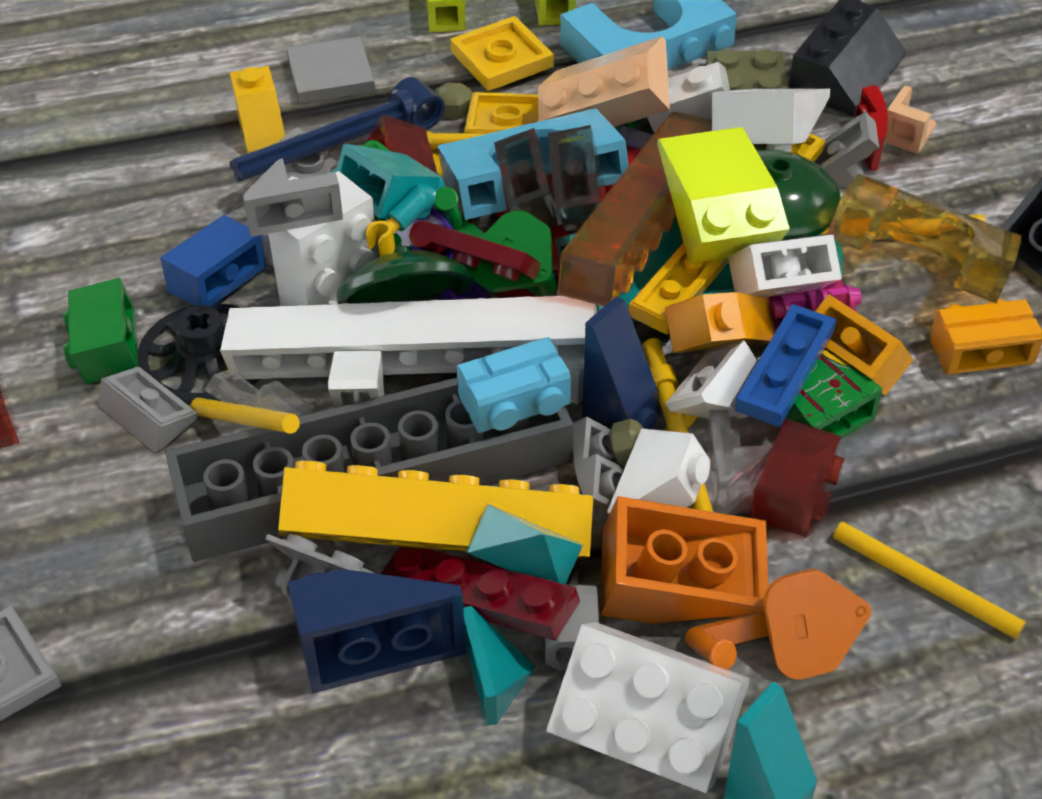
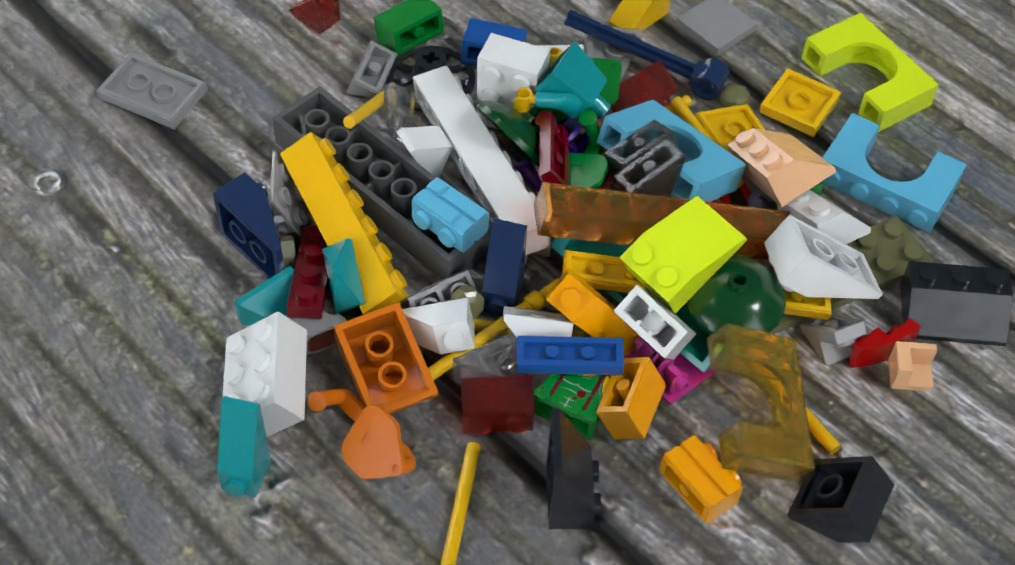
camera: 60 degrees right, 5 degrees up
(286, 204) = (495, 34): light grey slope -> none
(954, 438) = (570, 477): none -> black slope

